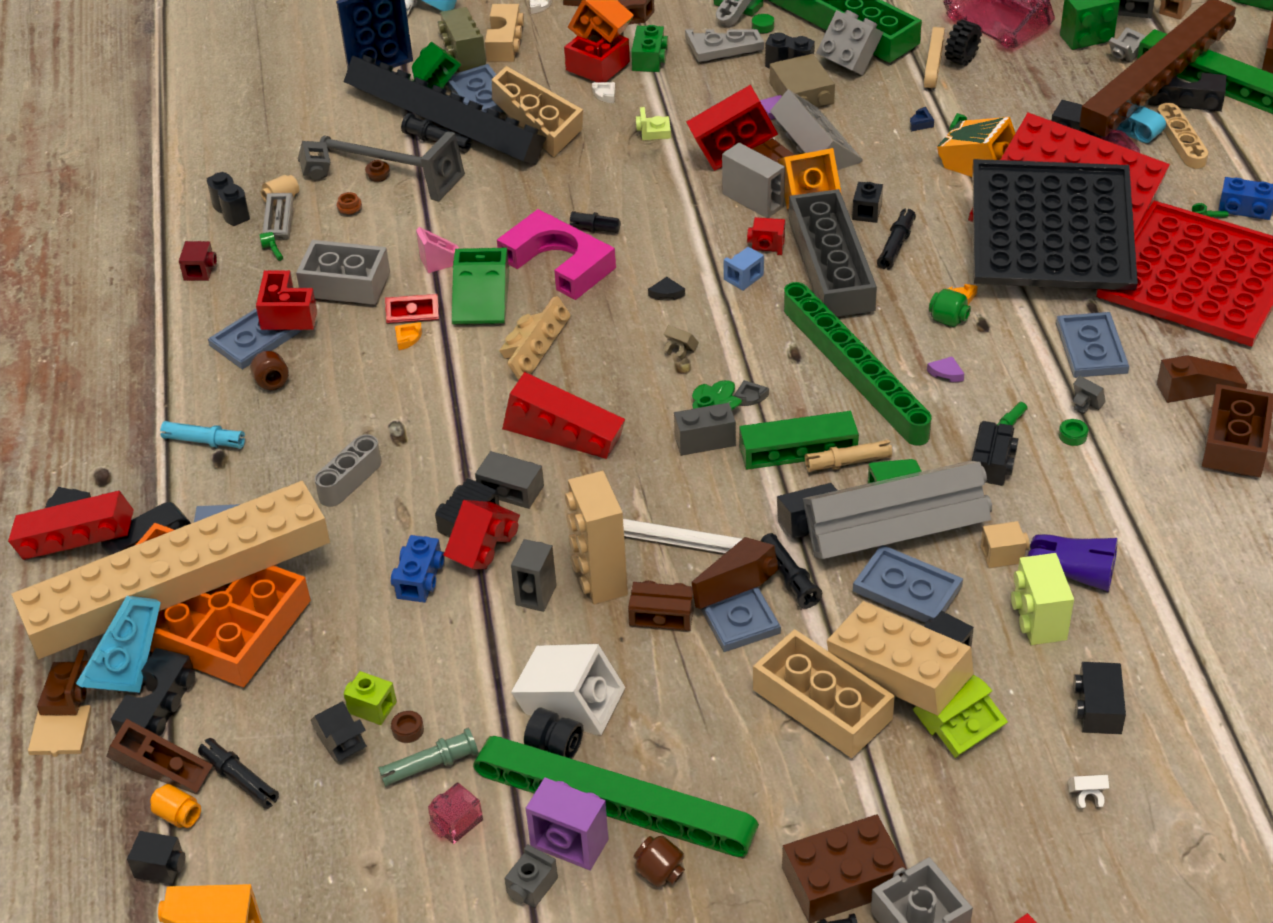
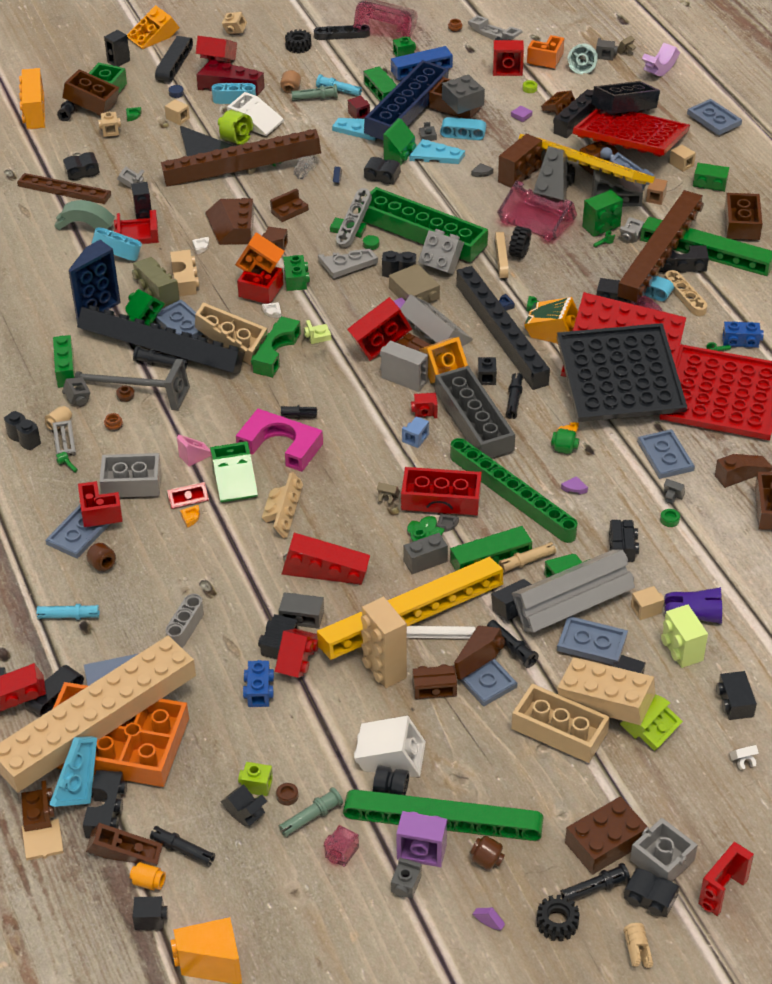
camera: 15 degrees left, 0 degrees up
(197, 260) = (16, 481): dark red brick -> none
(312, 117) = (63, 359): none -> green brick
(533, 575) = (343, 675): dark grey brick -> none
(608, 120) = (284, 332): none -> green arch
(666, 288) = (365, 454): black tile -> none
(675, 493) = (417, 604): none -> yellow brick
(752, 349) = (441, 491): none -> red brick
(907, 150) = (503, 328): none -> black brick
(1012, 417) = (626, 514): green piece -> none
(1091, 54) = (608, 239): none -> green hand

